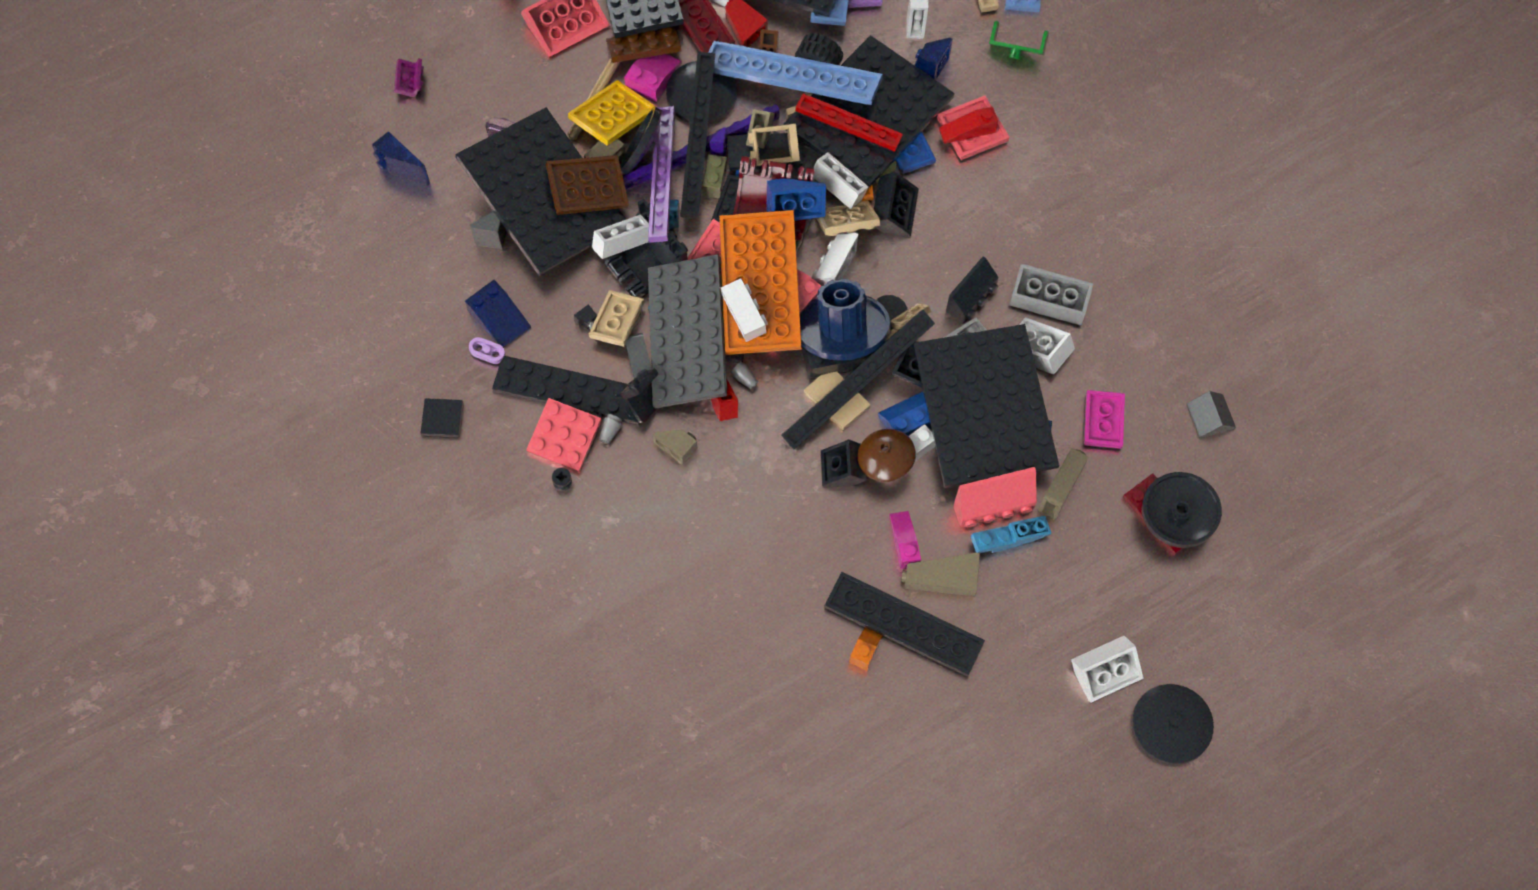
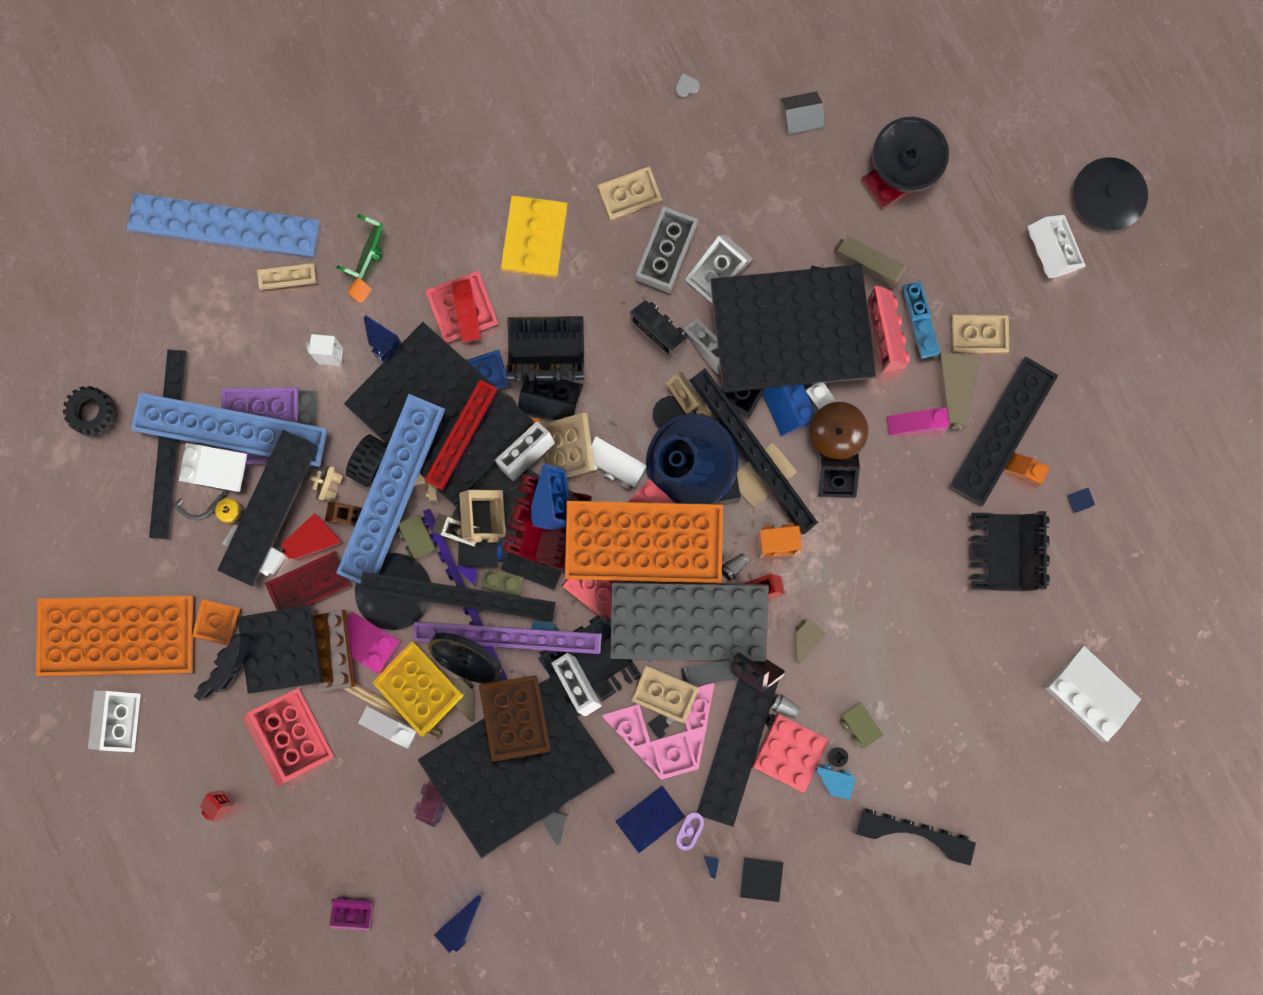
camera: 85 degrees left, 15 degrees up
(454, 370) = (712, 864): none -> dark blue slope
(474, 592) = (954, 848): none -> black arch
(536, 477) = (836, 783): none -> dark azure slope
(562, 335) = (673, 753): none -> bright pink wing
(575, 95) = (388, 727): none -> white slope
(593, 498) = (861, 726): none -> olive brick
(635, 725) = (1093, 694): none -> white slope
(744, 309) = (681, 559): white brick -> none
(757, 99) = (416, 537): none -> olive brick
(770, 404) = (779, 541): none -> orange brick
(777, 633) = (1012, 552): none -> black hinge
(788, 29) = (329, 475): none -> tan hips
(838, 706) = (1081, 500): none -> dark blue slope
(863, 14) = (307, 407): none -> dark grey plate
(940, 197) = (545, 348): none -> black hinge
(978, 43) = (359, 290): none -> orange slope
(1004, 597) = (979, 333): none -> tan tile
(1050, 184) = (534, 236): none -> yellow plate
(1104, 264) = (629, 193): none -> tan tile
(1104, 419) = (802, 215): dark pink plate -> none
(1220, 307) = (686, 86): none -> light grey tile

